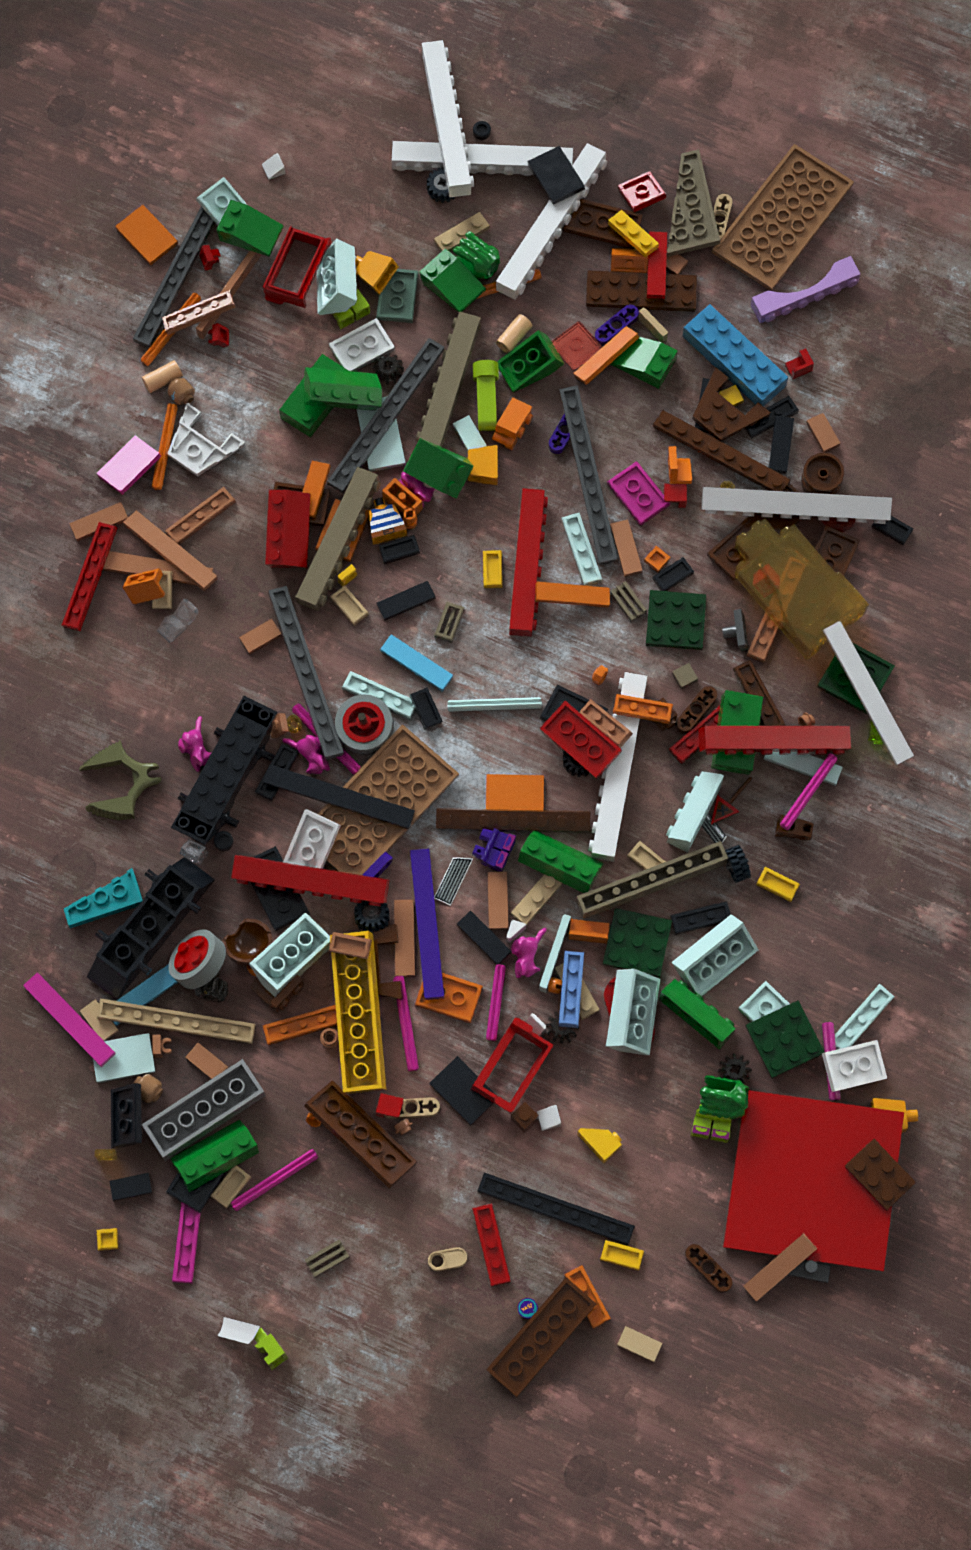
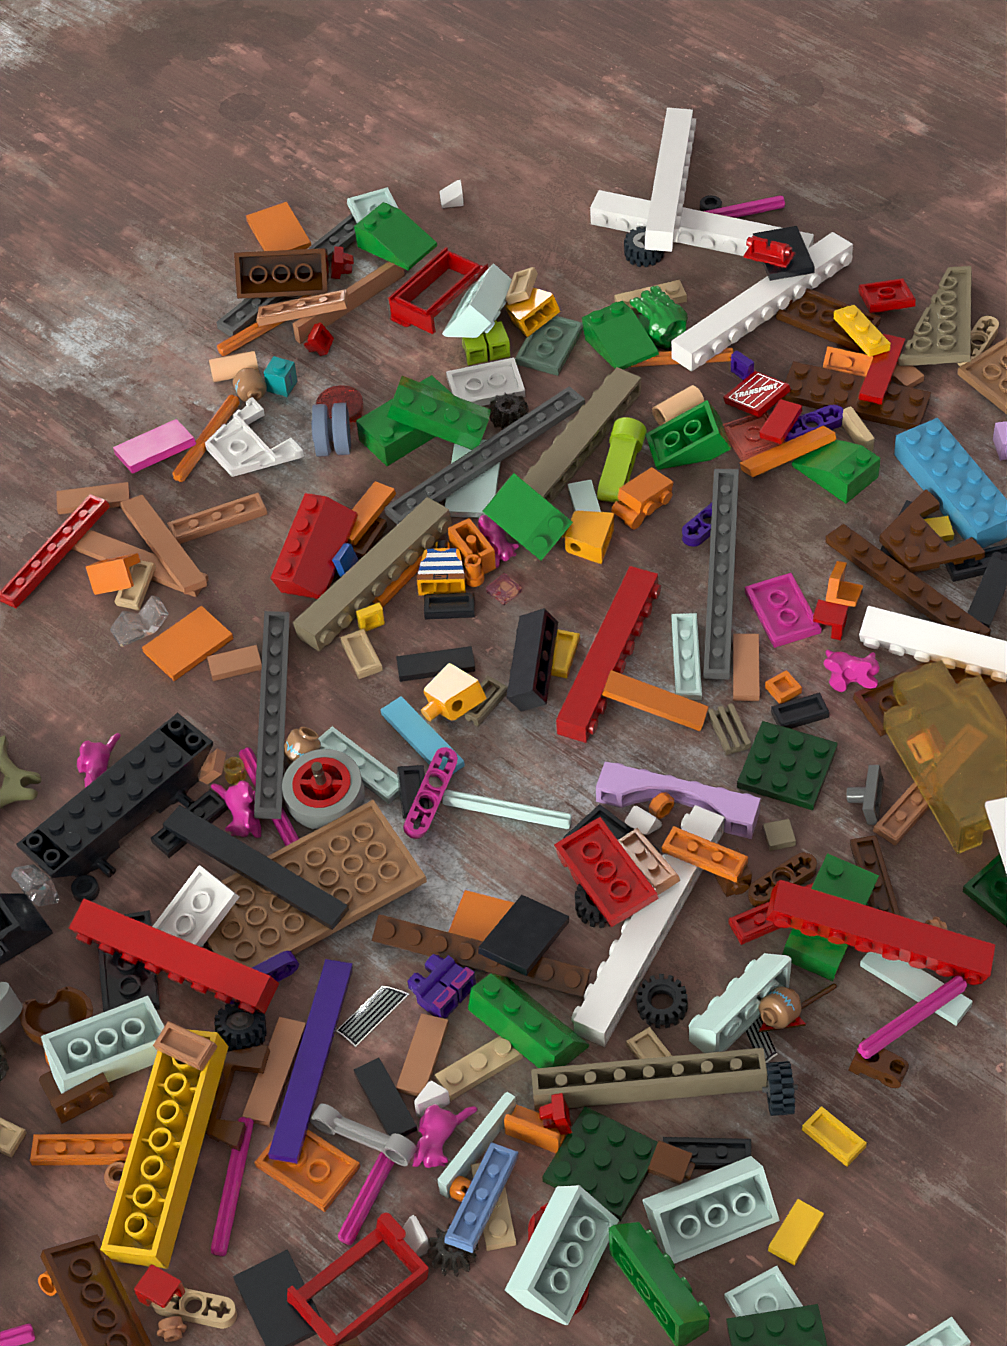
camera: 20 degrees right, 20 degrees down
(170, 282) = (281, 273): none -> reddish brown slope
(202, 378) = (280, 376): none -> teal brick
(219, 628) = (187, 643): none -> orange tile
(257, 393) = (343, 394): none -> clear red tile
(262, 421) = (331, 429): none -> sand blue wheel
(313, 533) = (345, 559): none -> blue tile
(336, 694) = (300, 742): none -> medium nougat head
(363, 252) = (521, 285): none -> tan tile
(428, 625) = (452, 694): none -> light orange torso
(434, 525) = (503, 589): none -> clear pink tile
(439, 707) = (432, 793): none -> dark pink beam
(476, 582) = (532, 660): none -> black brick
(503, 971) = (395, 1147): none -> light grey piece
(510, 128) = (750, 207): none -> dark pink axle
(539, 799) = (523, 935): none -> black tile
(547, 183) = (776, 254): none -> red hinge
(551, 285) = (741, 365): none -> dark purple tile
(569, 308) = (757, 394): none -> red tile
(570, 666) = (626, 786): none -> lavender arch
(591, 691) = (642, 820): none -> white slope
(594, 331) = (780, 421): none -> red tile
(601, 920) = (556, 1114): none -> red tile
(650, 812) = (662, 986): none -> black tyre
(683, 933) = (671, 1163): none -> reddish brown brick
(698, 535) = (850, 669): none -> dark pink animal
(722, 806) = (780, 1007): none -> medium nougat head
(771, 955) = (796, 1232): none -> yellow tile

